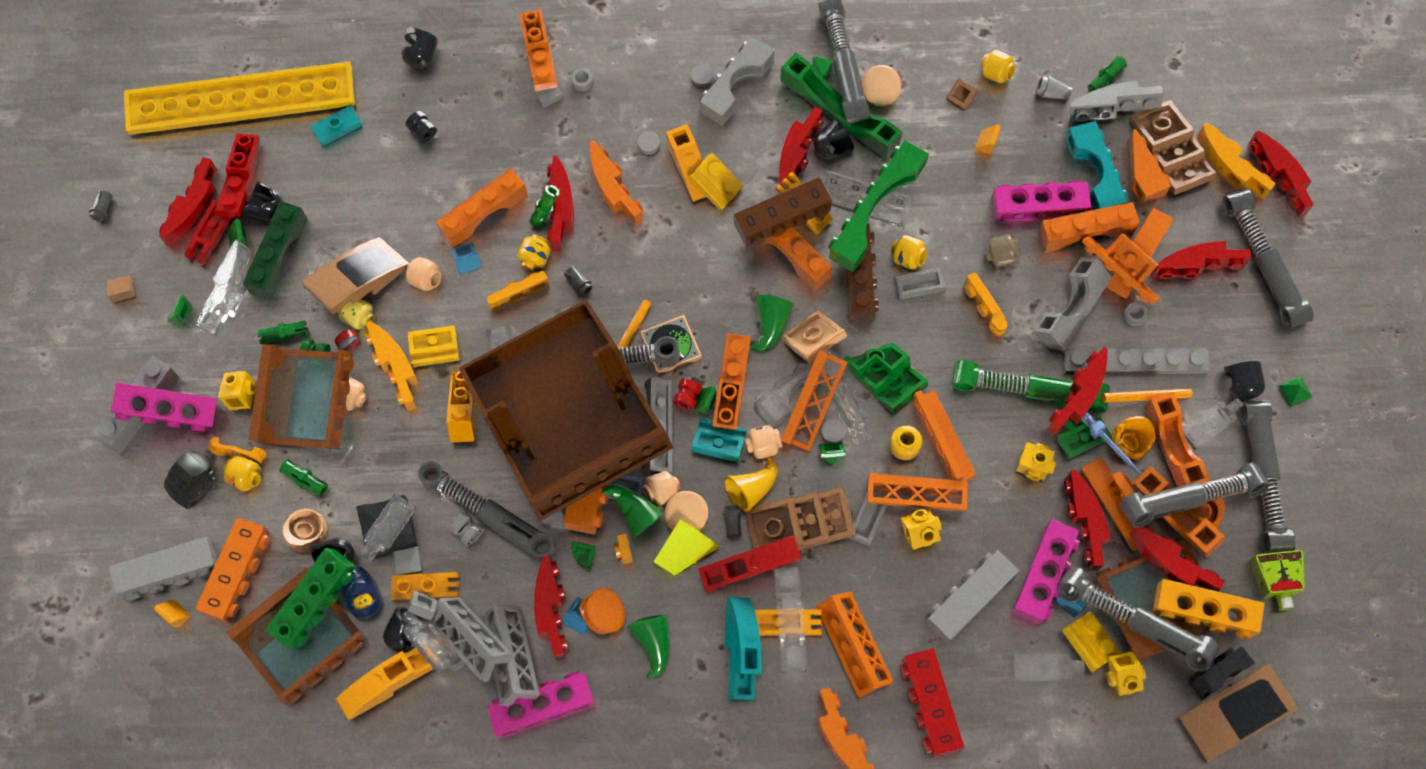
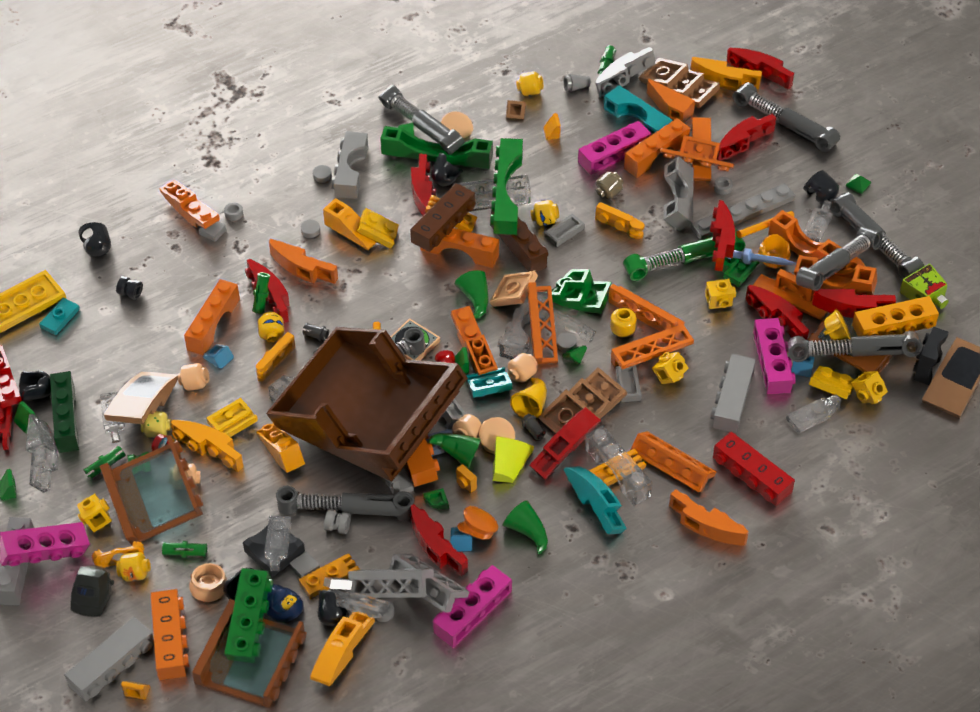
camera: 30 degrees left, 20 degrees down
(1133, 585) = (836, 327): none -> yellow piece

